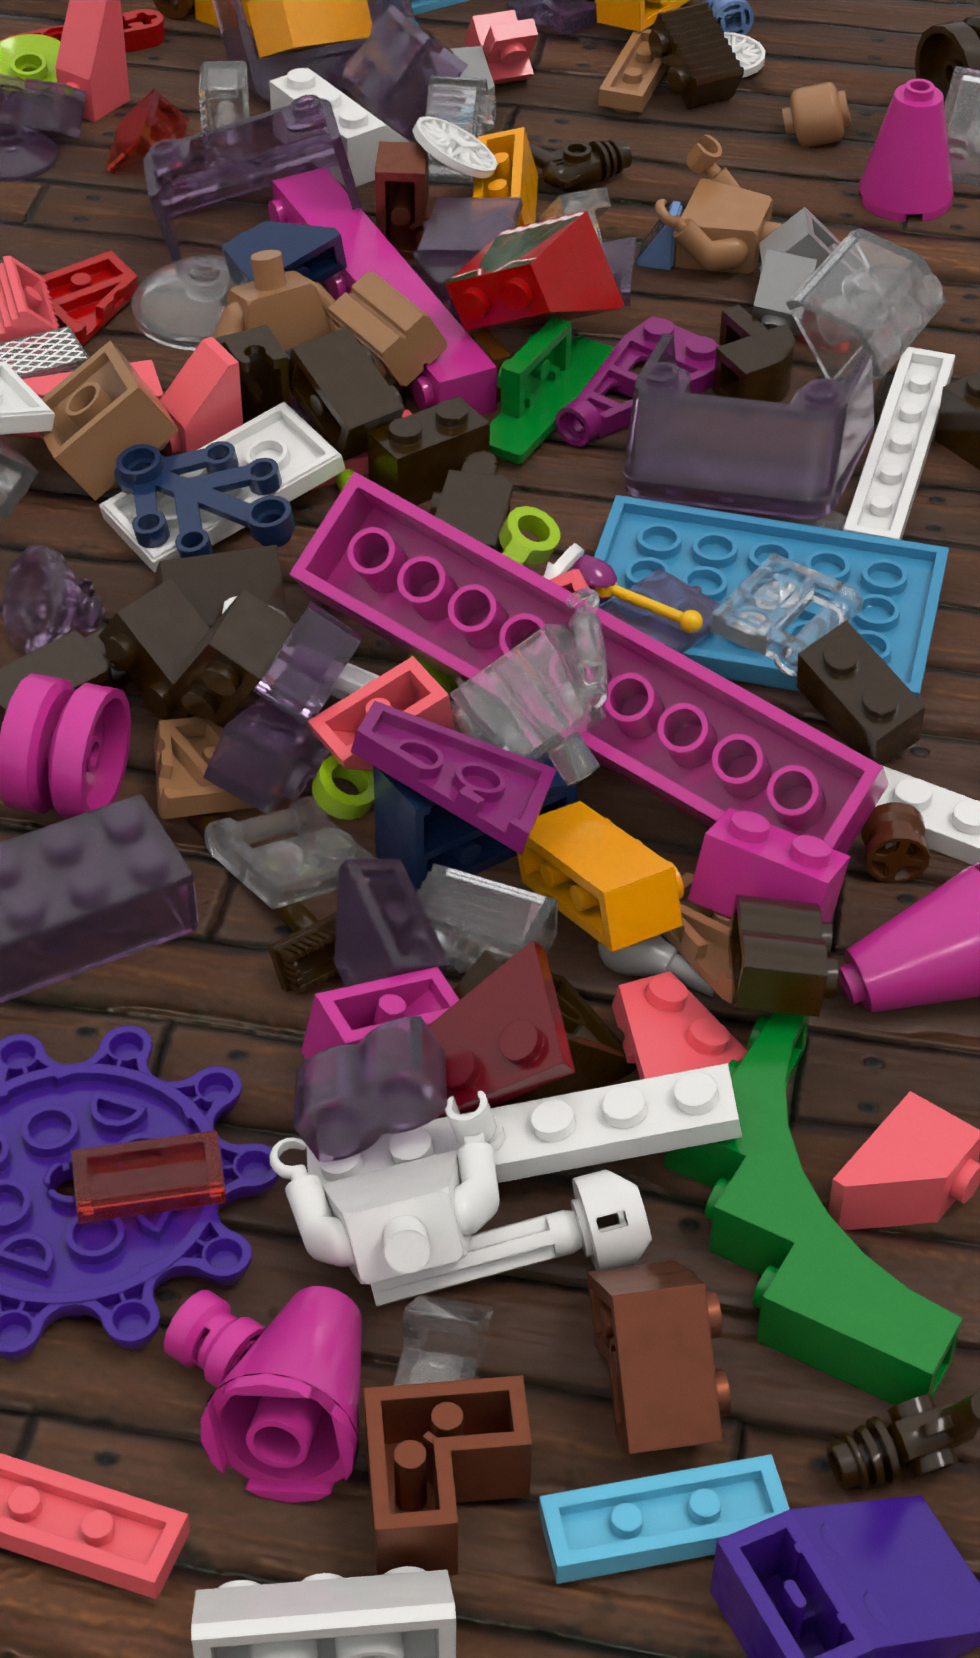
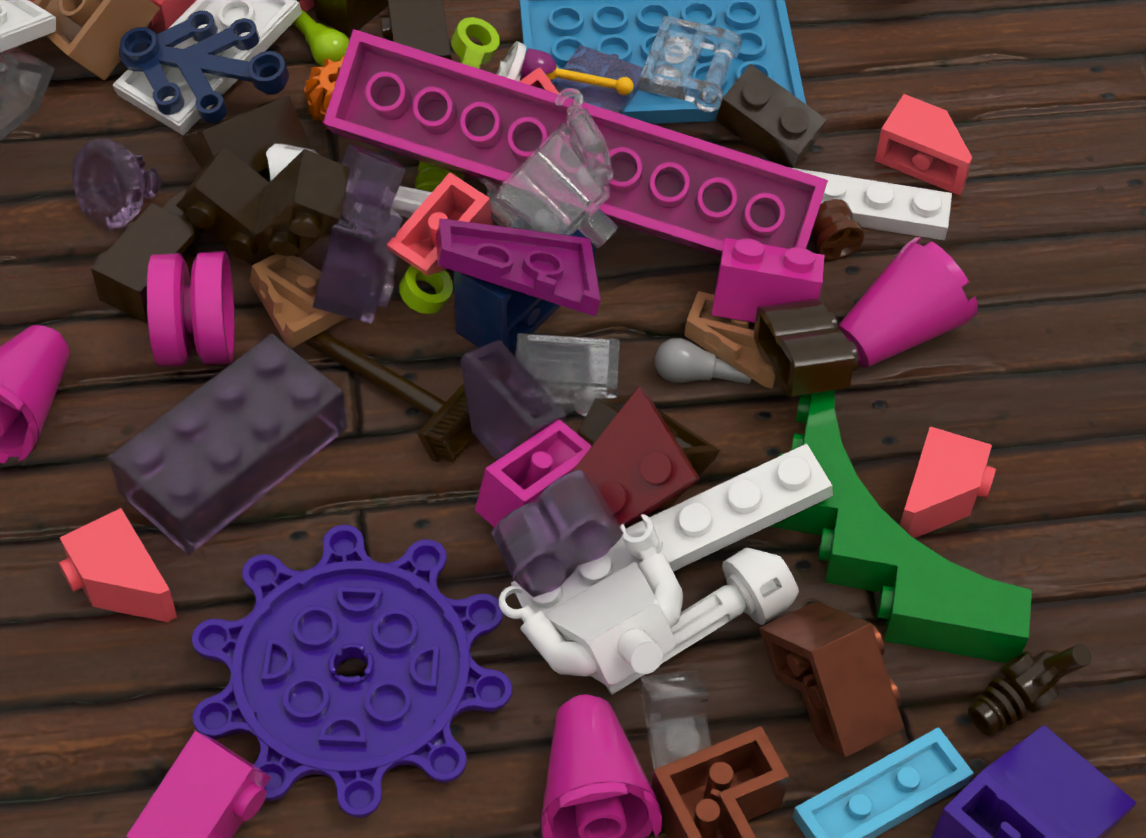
camera: 20 degrees left, 10 degrees up
(148, 1176) = (411, 645): clear red tile -> none
(210, 1336) = (514, 759): dark pink wheel -> none
(285, 868) = (408, 360): clear plate -> none
(601, 877) = (650, 315): light orange brick -> none
(670, 1028) = (739, 423): coral wing -> none

